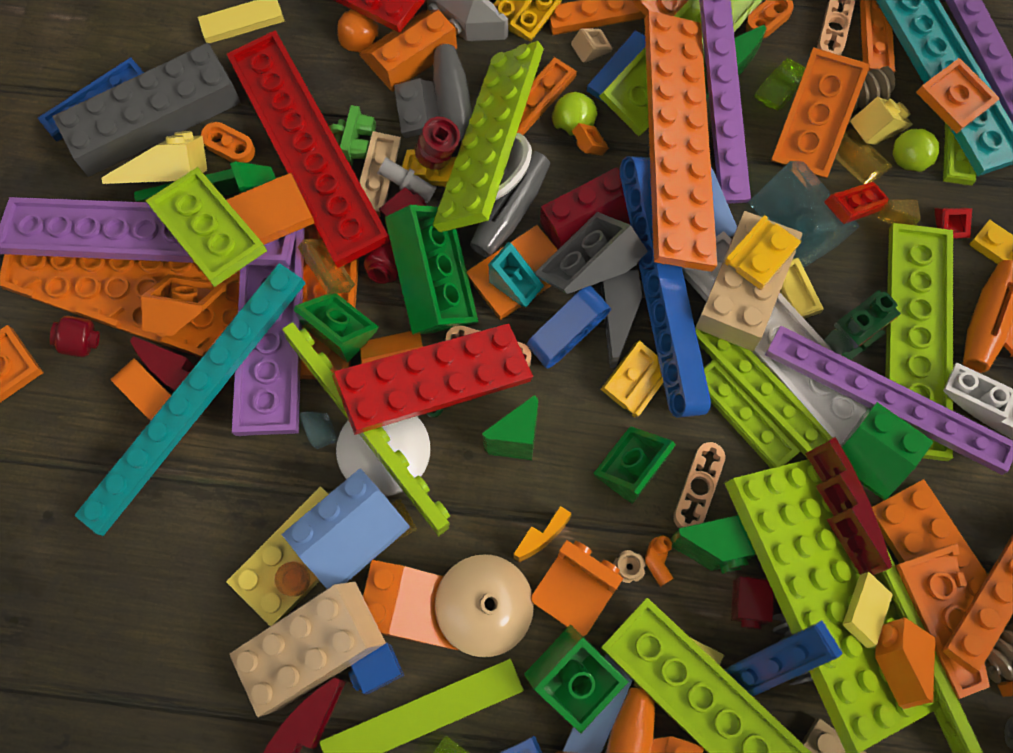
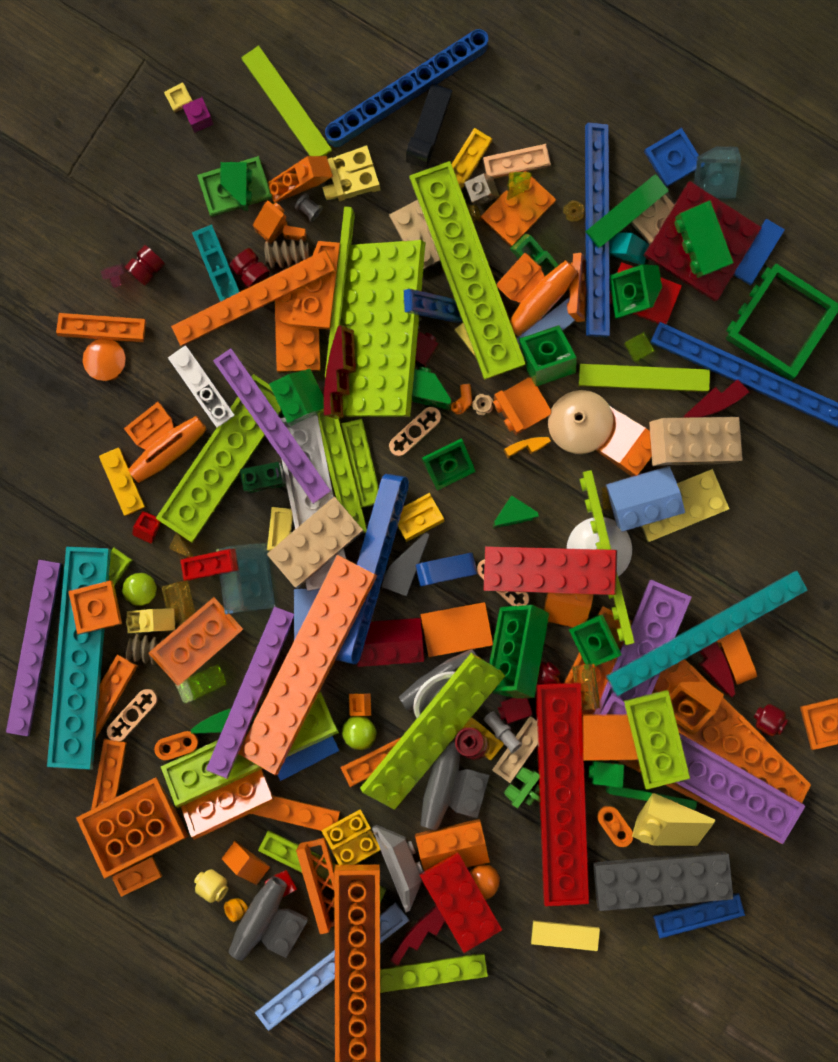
camera: 155 degrees left, 15 degrees up
(292, 579) = (689, 488): clear orange tile -> none
(318, 429) = (635, 580): clear light blue slope -> none
(376, 670) = (656, 411): blue brick -> none
(514, 276) = (463, 619): teal slope -> none
(590, 44) = (316, 787): tan slope -> none
(593, 254) = (410, 606): dark grey slope -> none
(762, 252) = (303, 549): yellow plate -> none
(867, 610) = (364, 310): light yellow tile -> none
(907, 662) = (360, 274): orange slope -> none

